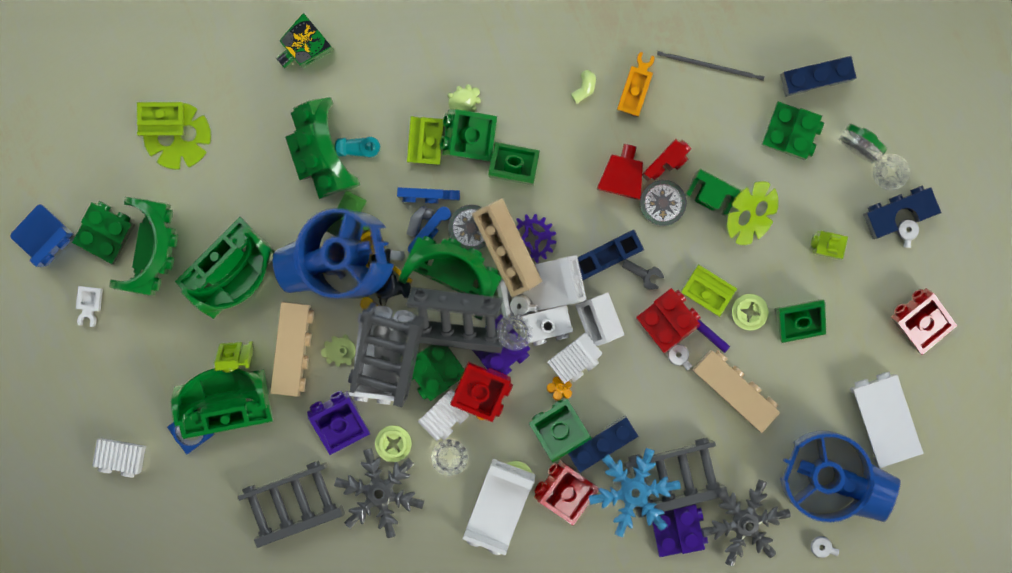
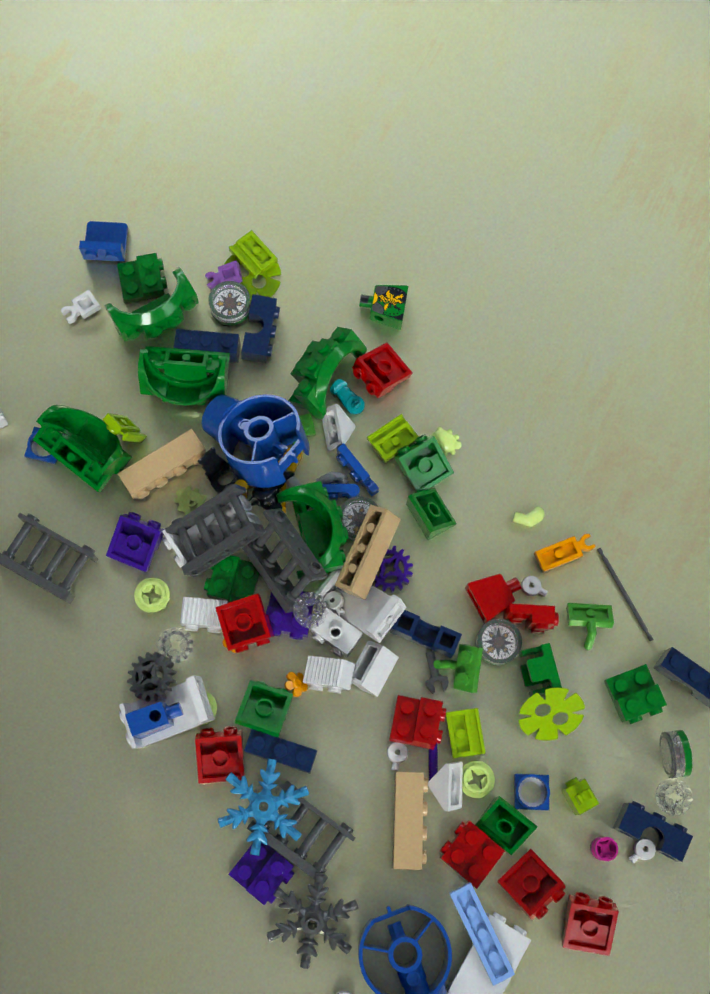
camera: 45 degrees right, 15 degrees down
(162, 157) = (227, 272): none -> medium lavender plate
(190, 176) = (229, 303): none -> clear piece
(213, 226) = (209, 341): none -> dark blue arch
(223, 154) = (257, 345): none -> dark blue arch
(328, 310) = (215, 468): none -> black hair
(358, 99) = (381, 370): none -> red plate
(377, 178) = (336, 427): none -> white slope
(385, 486) = (105, 622): dark grey piece -> none
(464, 487) = (141, 679): none -> dark grey gear
(494, 529) = (143, 721): none -> blue torso
(640, 142) = (527, 590): none -> white piece
(660, 245) = (466, 667): none -> bright green plate
(705, 112) = (591, 617): none -> bright green plate
(737, 339) = (447, 786): none -> white slope
(799, 363) = (471, 853): none -> red plate
(810, 277) = (542, 781): none -> blue piece
(860, 338) = (532, 885): none -> red plate
(861, 407) = (481, 933): none -> light blue piece
(885, 262) = (607, 847): none -> dark pink wheel

